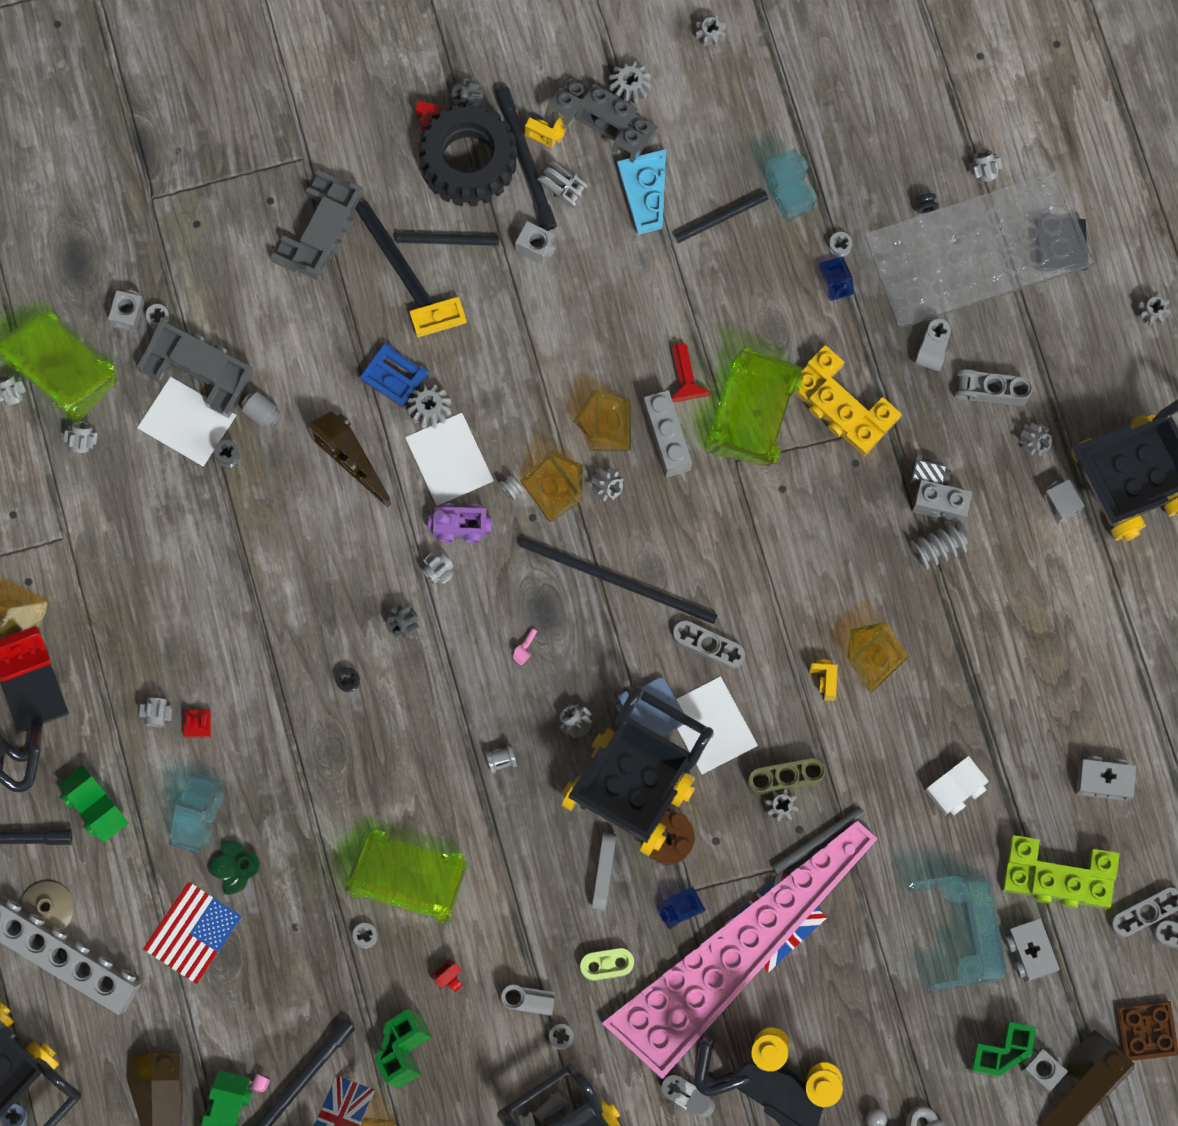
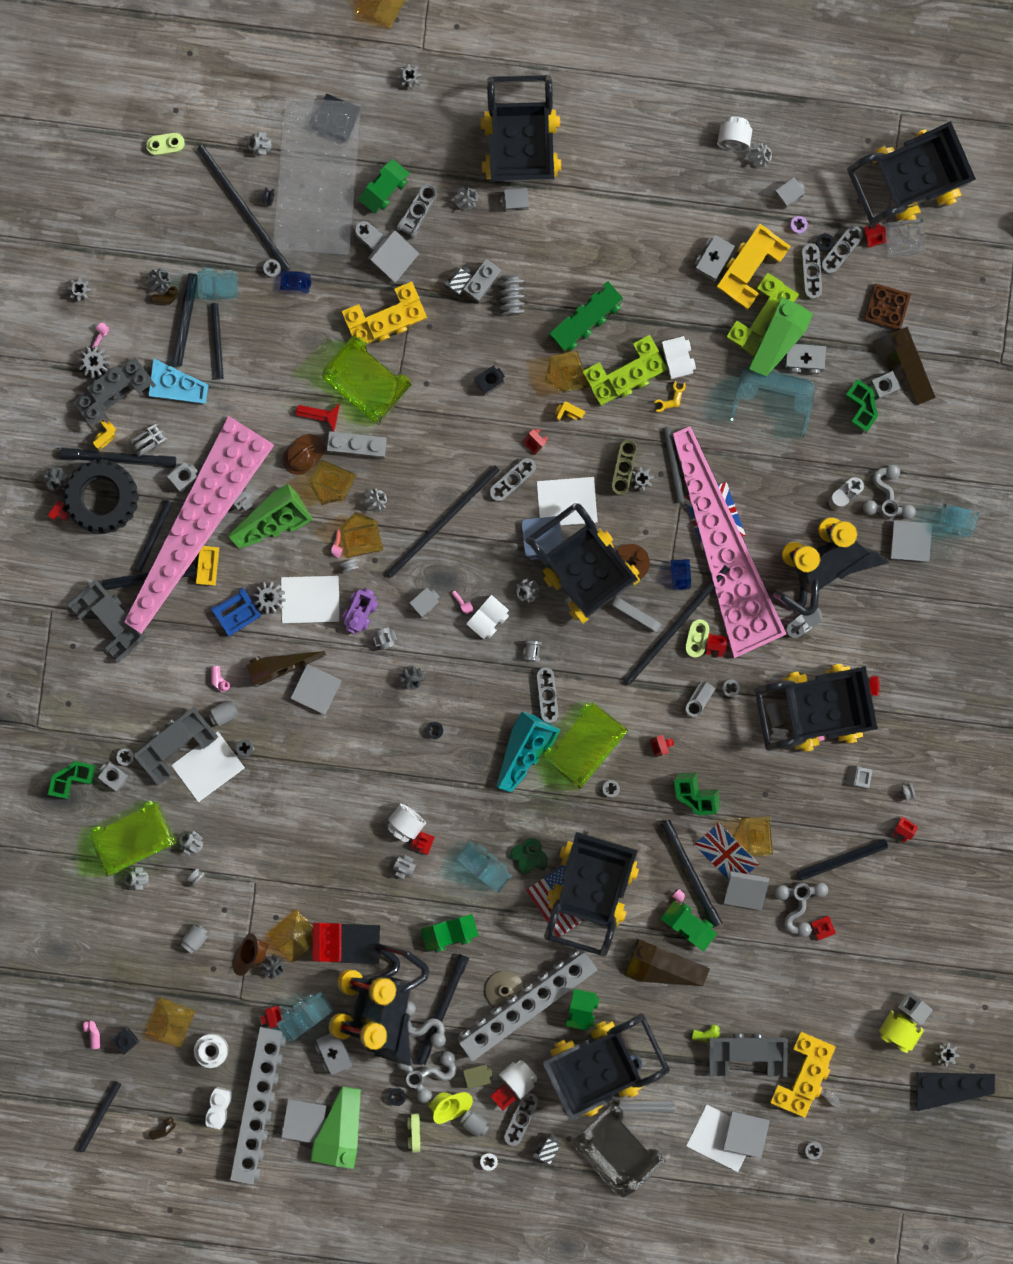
camera: 65 degrees left, 10 degrees up
(39, 460) = (195, 877): none -> light grey bush
(57, 1015) = (581, 1009): none -> green brick
(94, 252) = (63, 780): none -> green brick
(212, 690) = (405, 823): none -> white piece
(221, 960) = (594, 882): none -> black piece
(298, 388) = (217, 681): none -> bright pink arm
(338, 511) = (316, 689): none -> light grey tile
(376, 801) = (526, 743): none -> teal wedge
(473, 800) = (553, 689): none -> light grey beam
(505, 599) = (425, 602): none -> light grey brick
(519, 685) = (488, 617): none -> white brick
(524, 464) = (336, 550): none -> bright pink hand
(536, 372) = (276, 514): none -> bright green wedge
(539, 323) = (244, 500): none -> light grey gear
(549, 287) = (221, 480): none -> bright pink wing
(609, 930) = (674, 628): none -> black piece
(611, 992) = (716, 643): none -> red tile
(627, 376) = (303, 454): none -> reddish brown piece
(674, 79) = (103, 329): none -> bright pink hand
(722, 169) = (184, 321): none -> black axle
(746, 137) = (167, 298): none -> dark brown arm
(764, 116) = (159, 280): none -> dark grey gear
(769, 649) = (534, 441): none -> red tile
(817, 552) = (484, 386): none -> black brick
(868, 1075) = (839, 499): none -> light grey piece
(897, 807) = (672, 403): none -> yellow arm
(899, 180) = (243, 207): none -> black piece
(904, 734) = (627, 377): none -> lime bracket
(923, 379) = (393, 255): none -> light grey tile
(931, 59) = (165, 146): none -> yellowish green plate
(955, 650) = (586, 318): none -> green wedge
(991, 330) = (389, 180): none -> green brick
(1054, 904) = (783, 330): none -> bright green wedge
(1119, 823) = (750, 257): none -> yellow bracket

